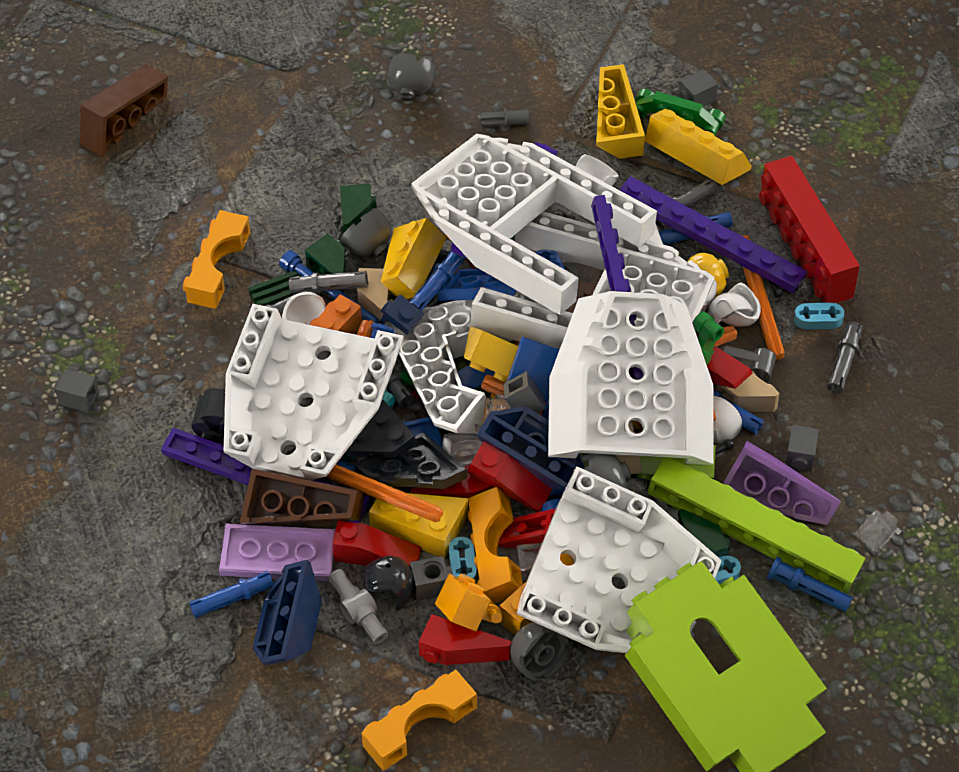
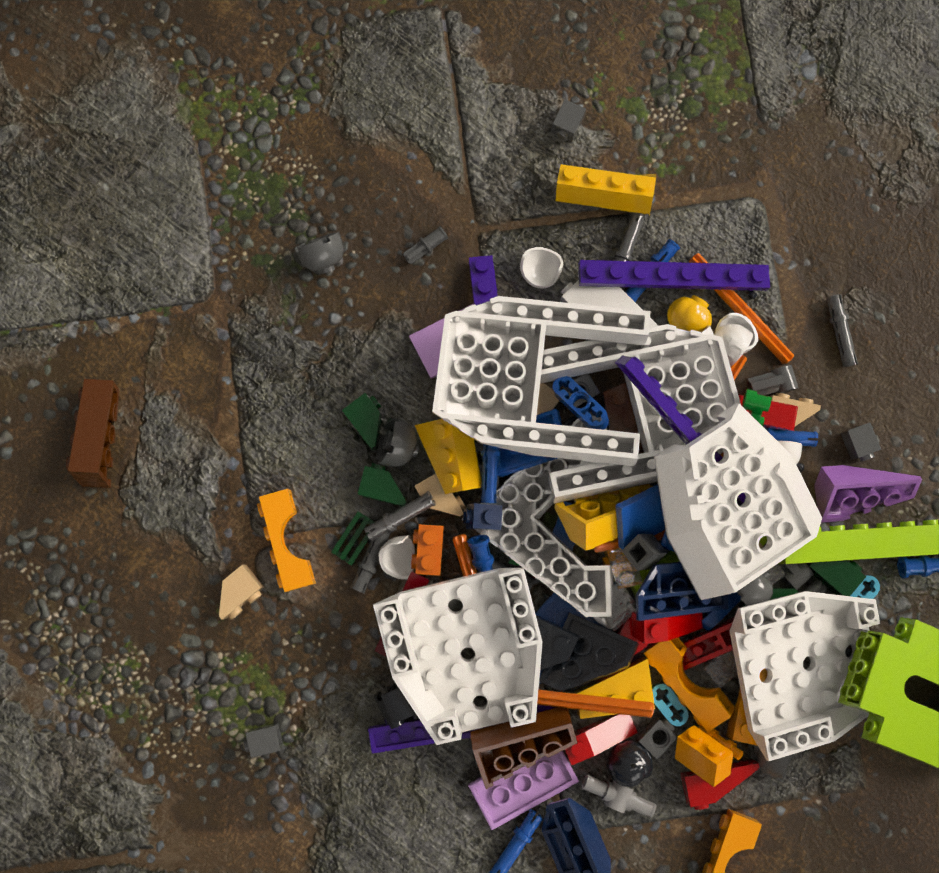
camera: 35 degrees left, 30 degrees up
(144, 273) = (238, 589): none -> tan slope
(291, 261) = (351, 505): blue piece -> none
(618, 118) = (527, 196): yellow wedge -> none
(651, 102) = (578, 154): green plate -> none
(809, 231) = (750, 225): red brick -> none
(819, 316) = (800, 304): medium azure beam -> none

